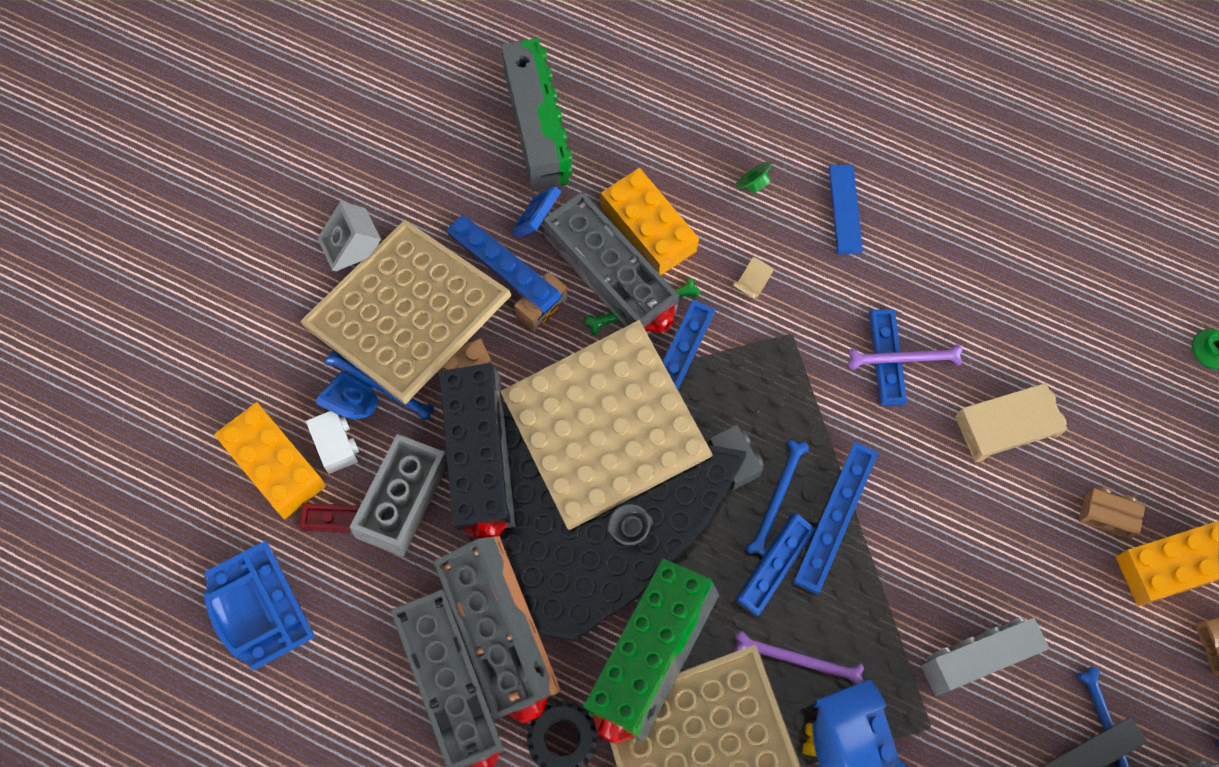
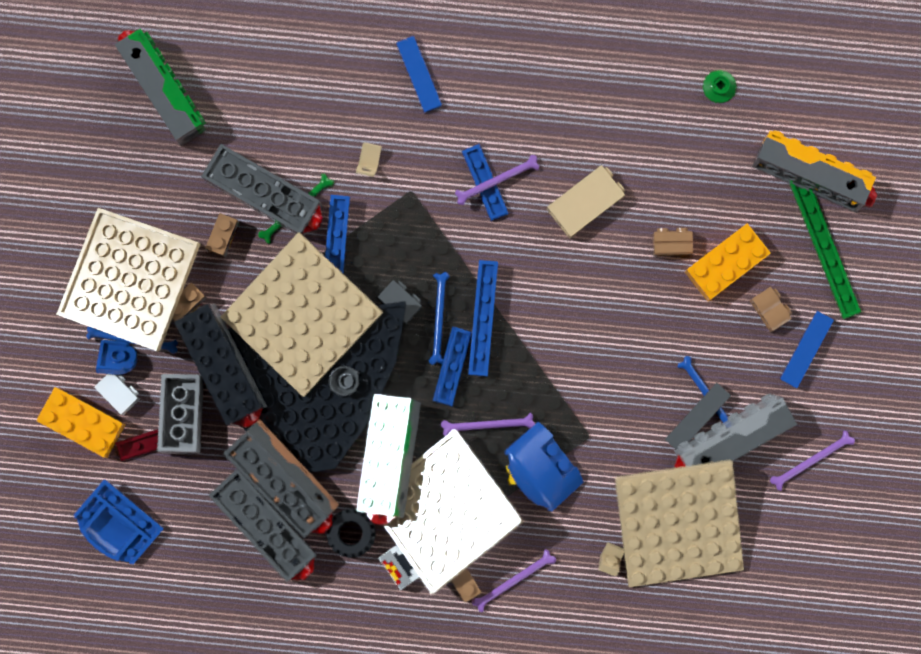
camera: 15 degrees left, 15 degrees up
(348, 236) = (63, 237): light grey slope -> none
(503, 263) = (183, 217): blue plate -> none
(535, 212) = (192, 168): blue plate -> none
(649, 221) = (277, 142): light orange brick -> none
(755, 178) = (343, 76): green piece -> none
(983, 656) = (609, 379): light grey brick -> none

